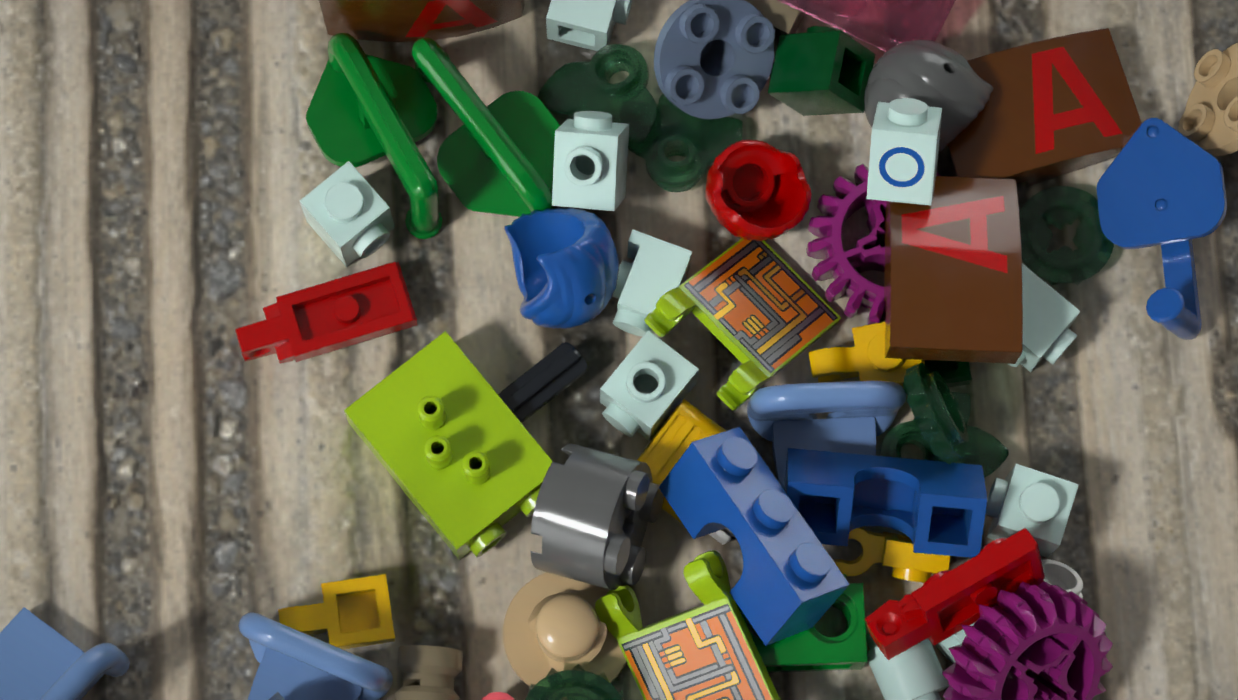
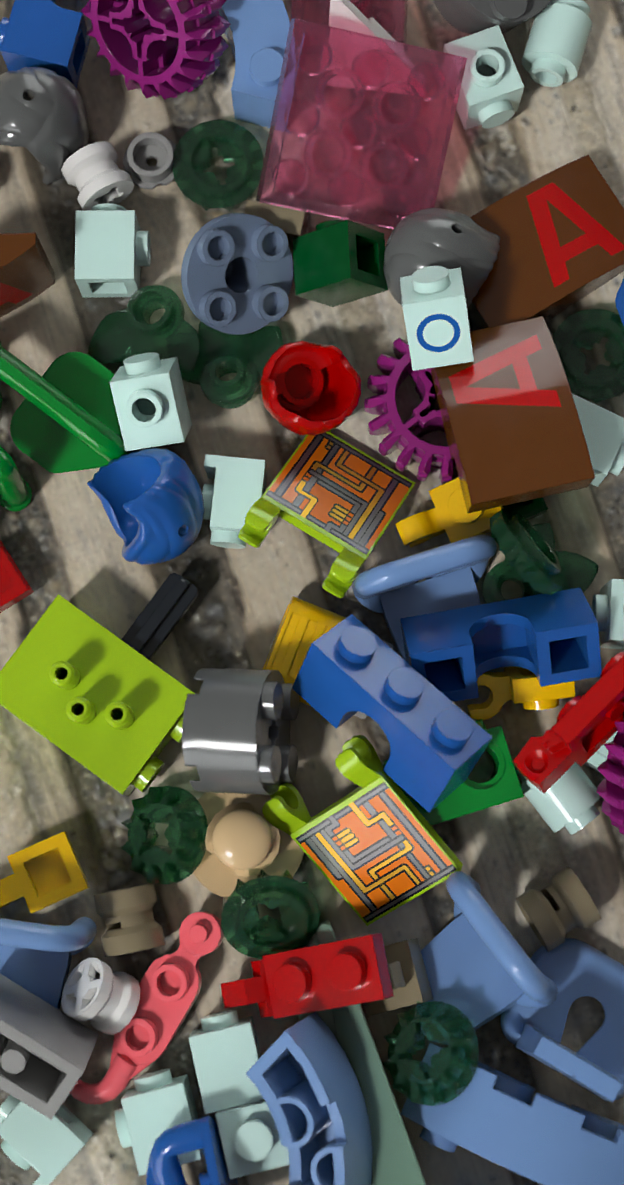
camera: 10 degrees left, 5 degrees up
(509, 607) = (185, 835): none -> clear green gear
(647, 387) = (256, 595): light aqua brick -> none

